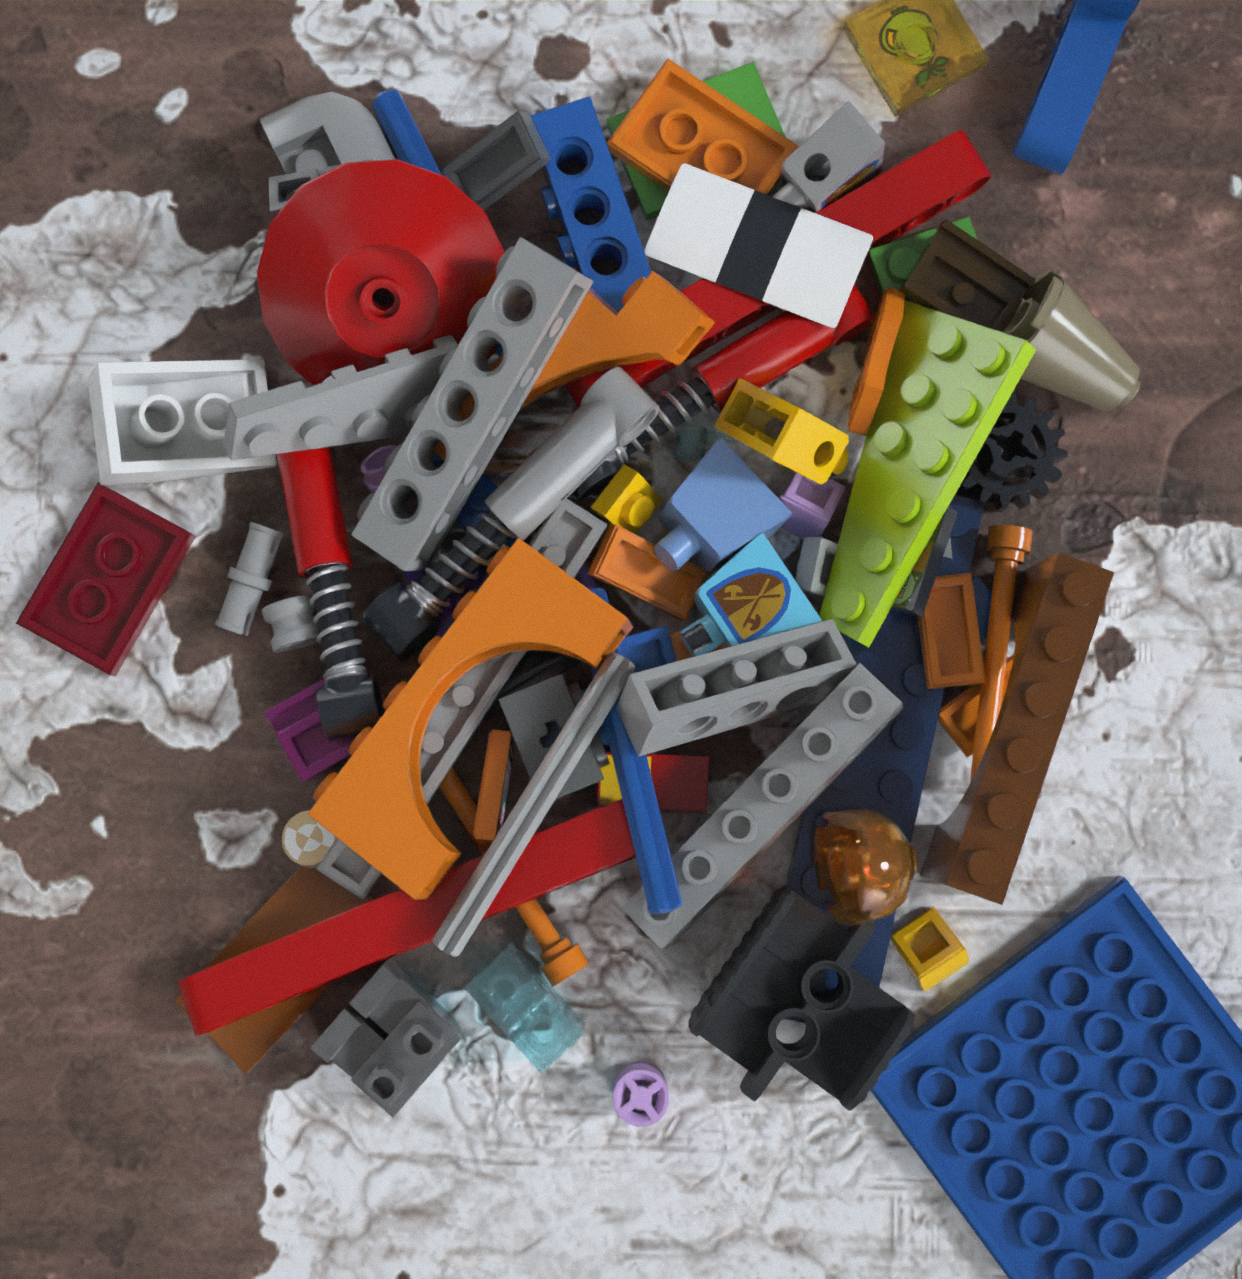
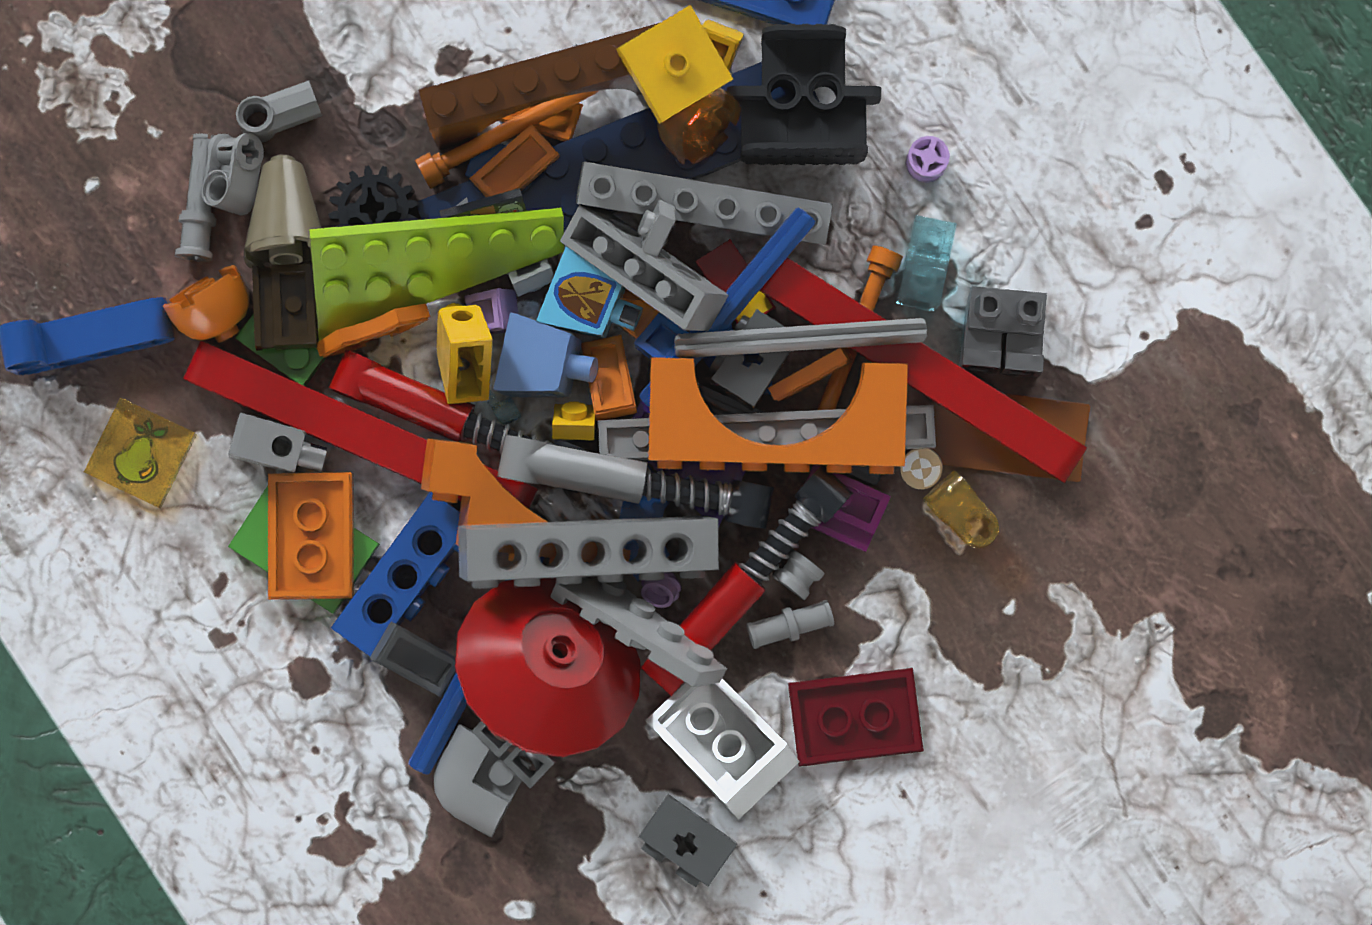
camera: 125 degrees left, 0 degrees up
(133, 315) = (711, 843): none -> dark grey brick
(236, 848) = (956, 505): none -> clear yellow piece
(758, 245) = (353, 452): white sticker -> none
(770, 728) = (656, 227): none -> light grey plate
(944, 881) = (674, 64): none -> yellow plate
(1020, 208) = (210, 306): none -> orange cylinder
(1126, 264) = (197, 217): none -> light grey pin
(1152, 326) = (230, 175): none -> light grey piece
(1184, 429) = (284, 110): none -> light grey piece

